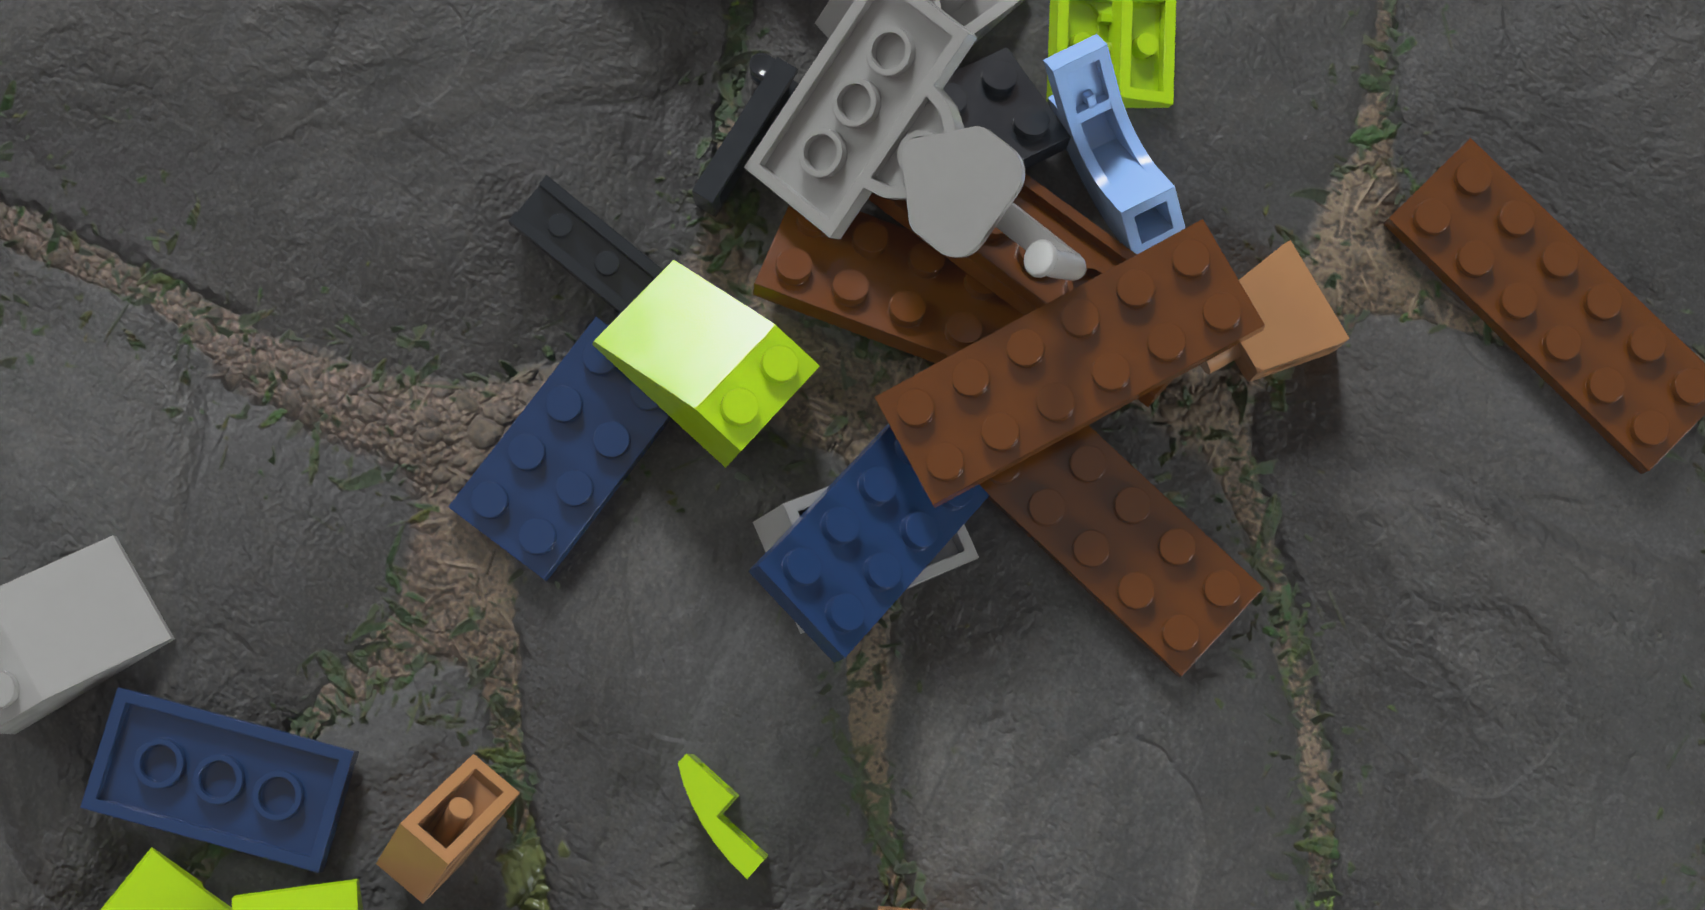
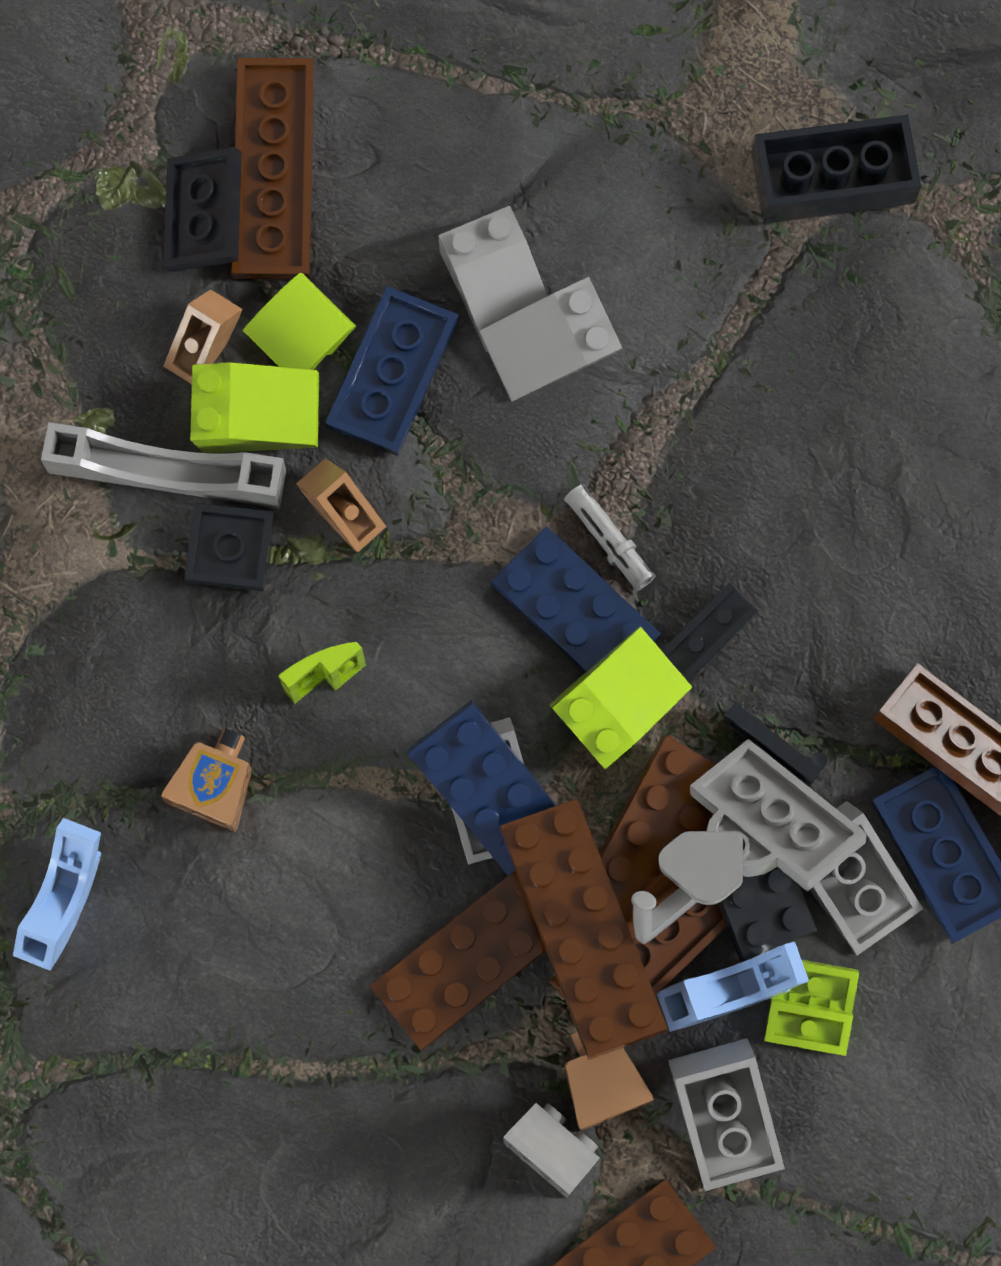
camera: 100 degrees right, 5 degrees down
(146, 535) = (550, 339): none -> light grey slope
(455, 410) = (619, 550): none -> light grey pin
(1282, 144) = (726, 1114): none -> light grey slope
(1390, 373) = (551, 1148): none -> light grey slope

